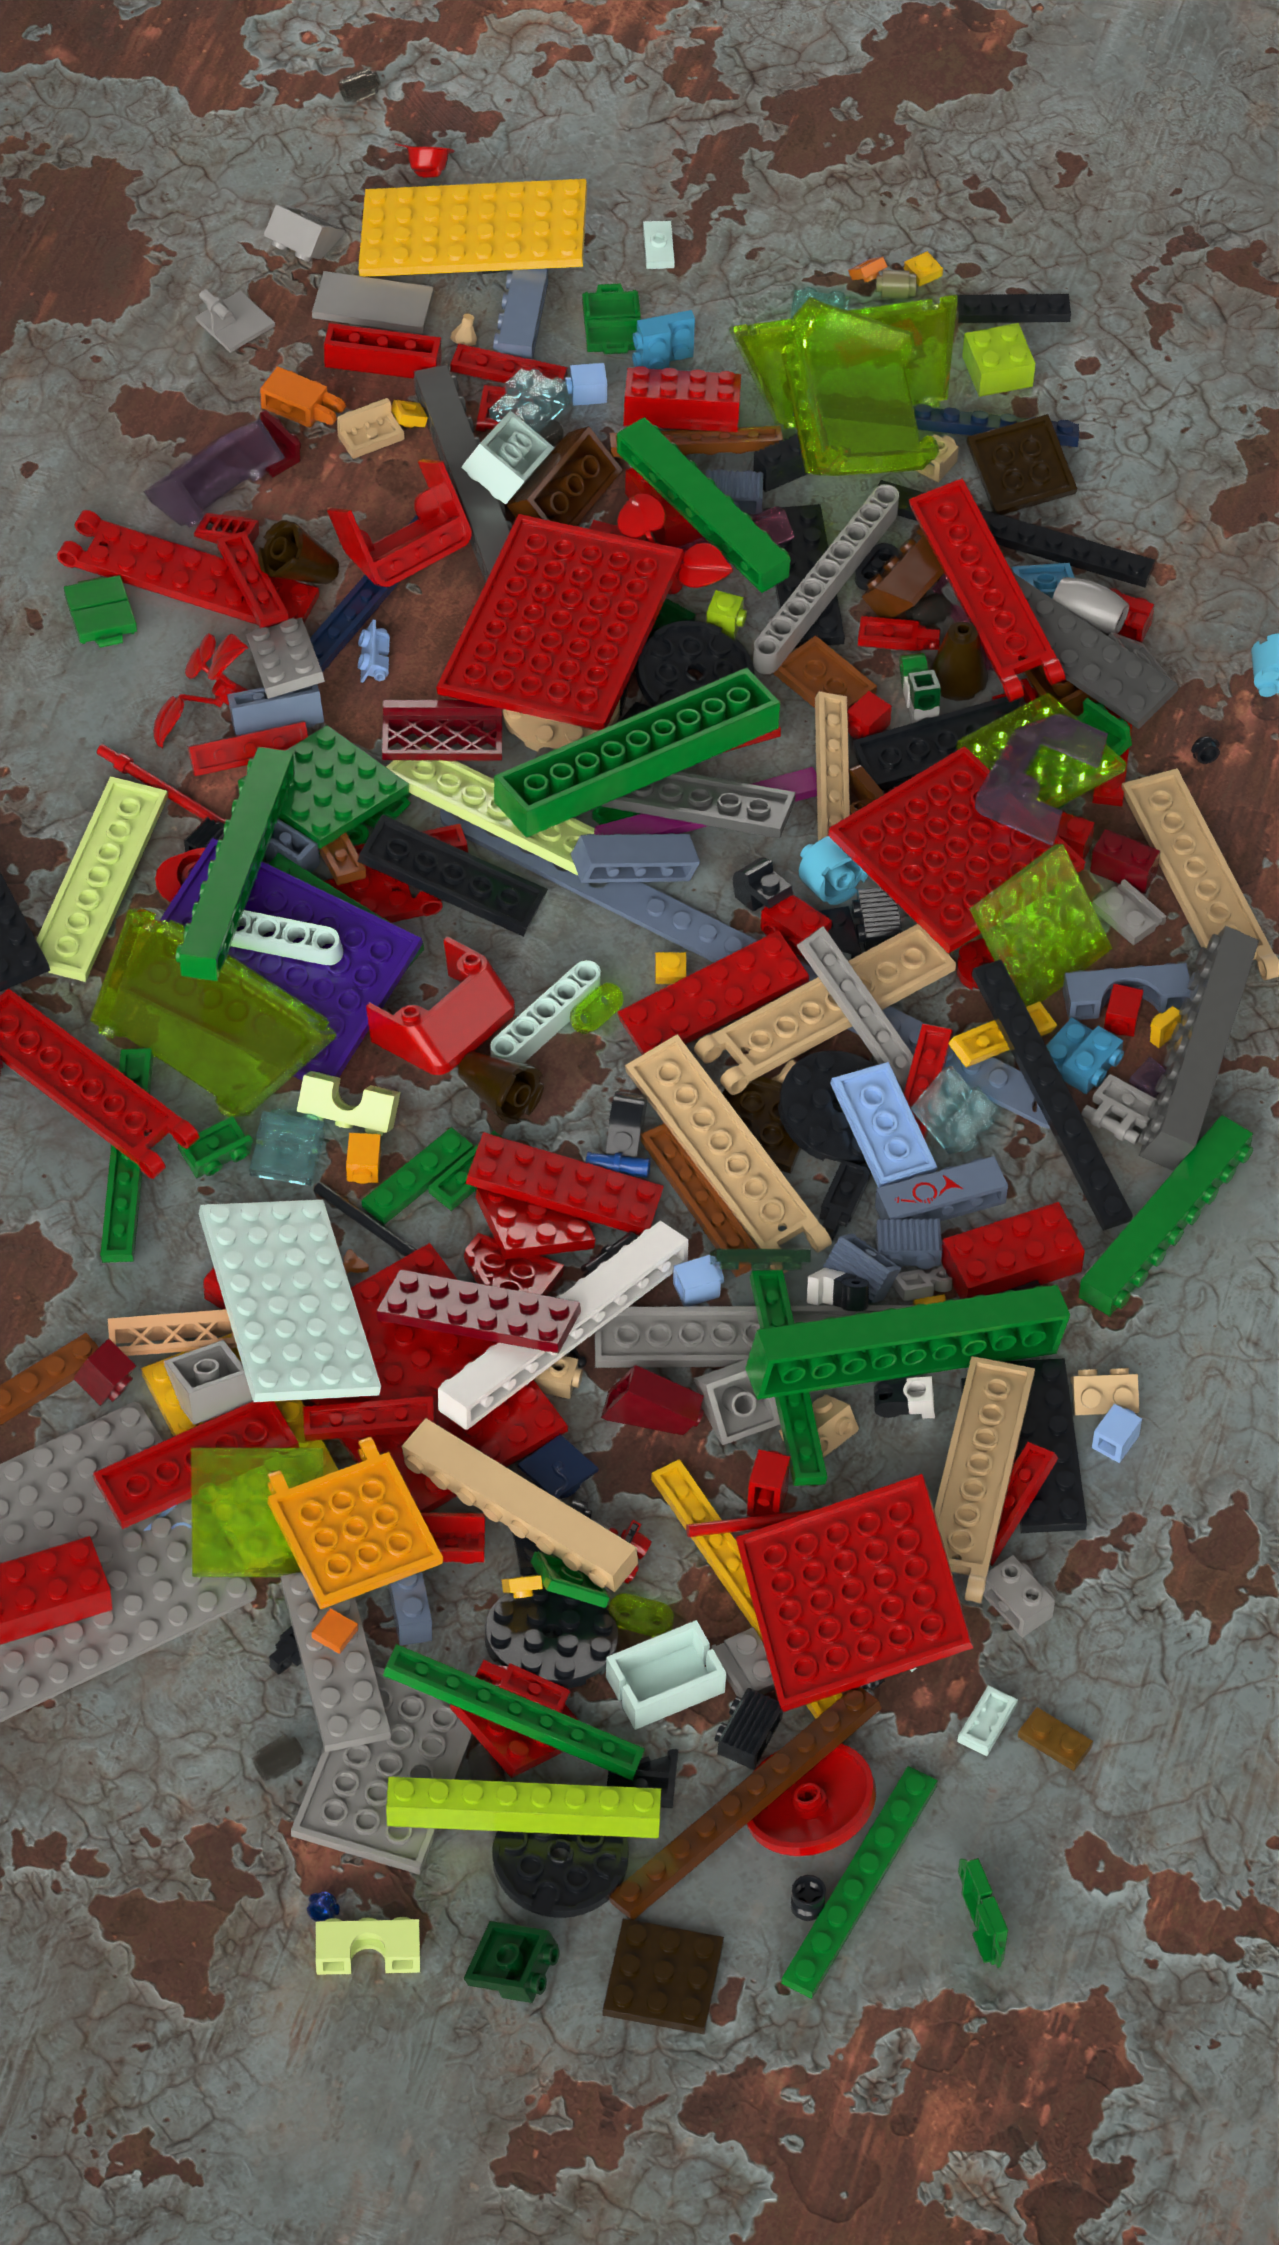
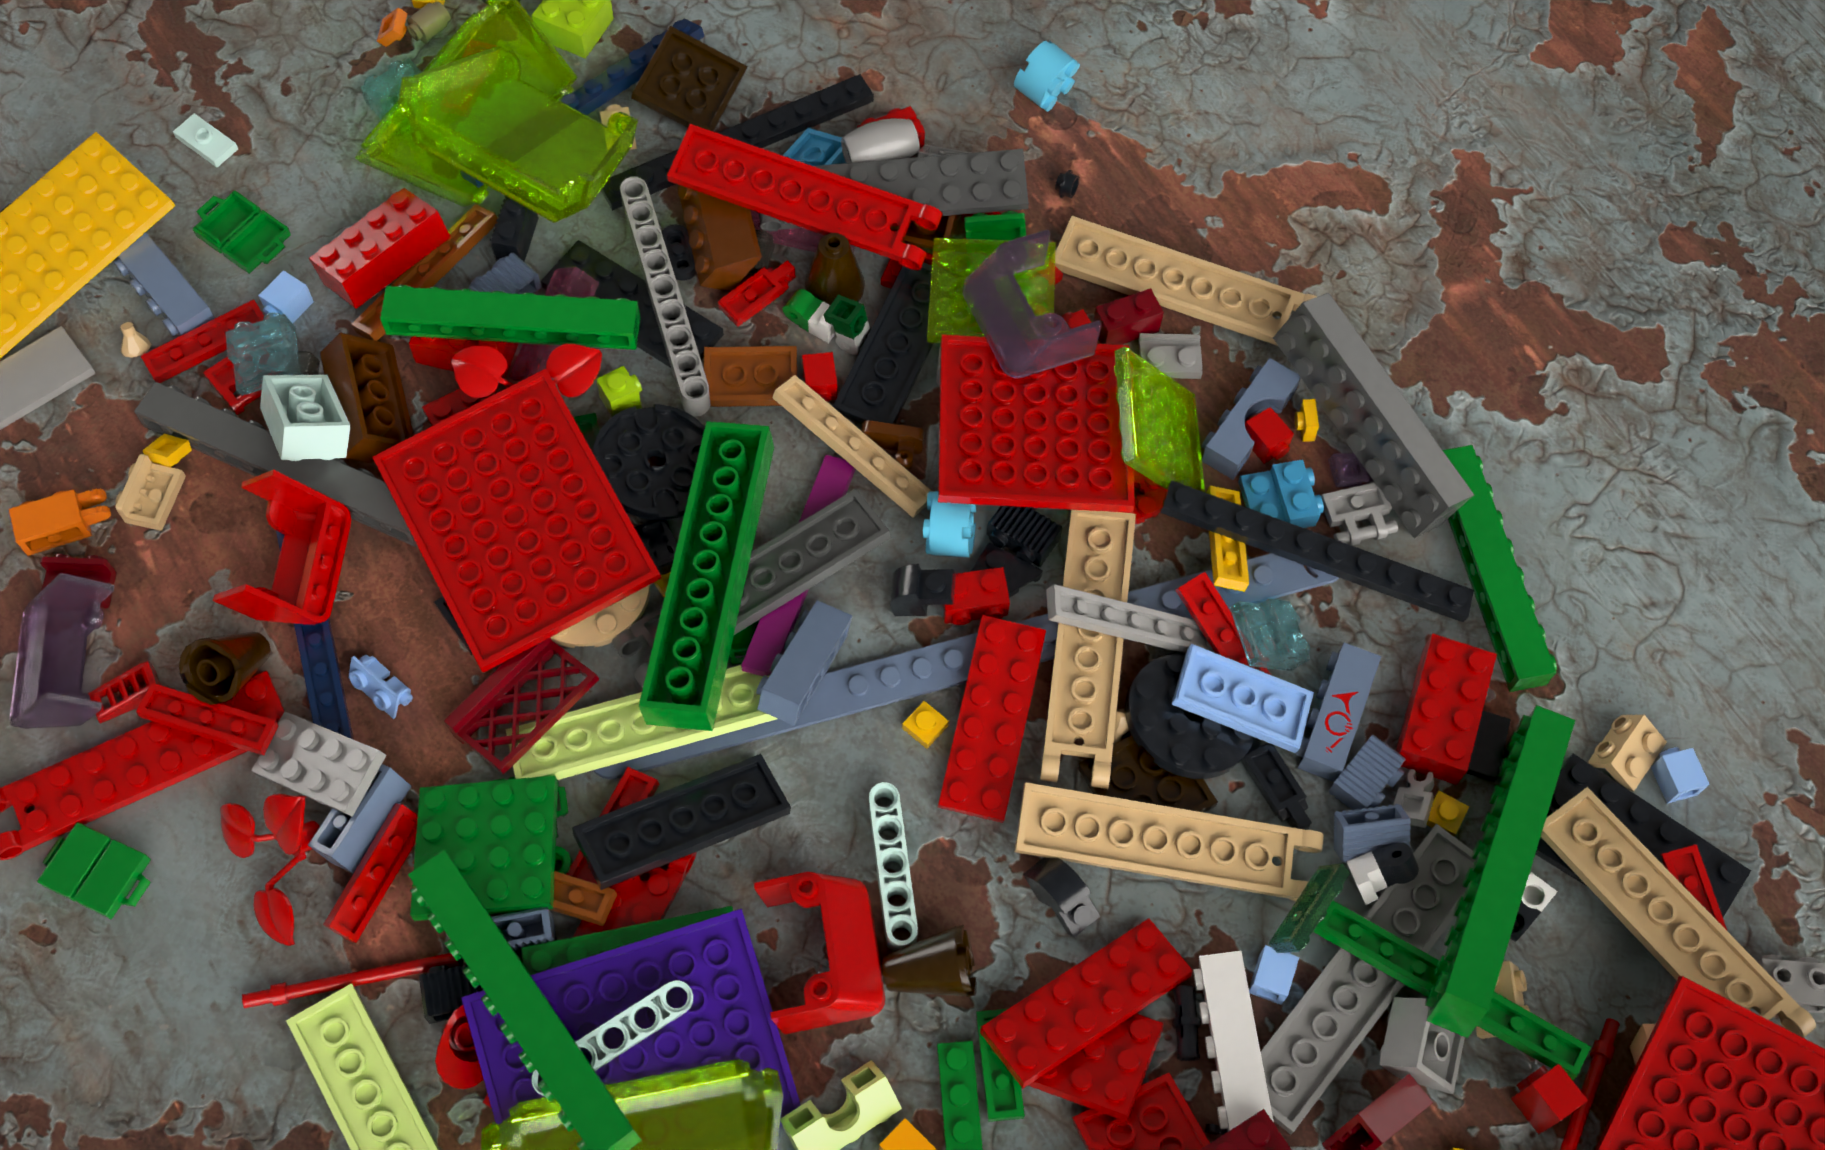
camera: 50 degrees left, 10 degrees up
(380, 351) = (83, 418): red brick -> none
(595, 1010) = (921, 822): clear neon green plate -> none
(622, 1164) = (1096, 936): blue pin -> none
(664, 340) = (308, 213): dark azure plate -> none
(696, 1193) = (1188, 899): dark orange plate -> none

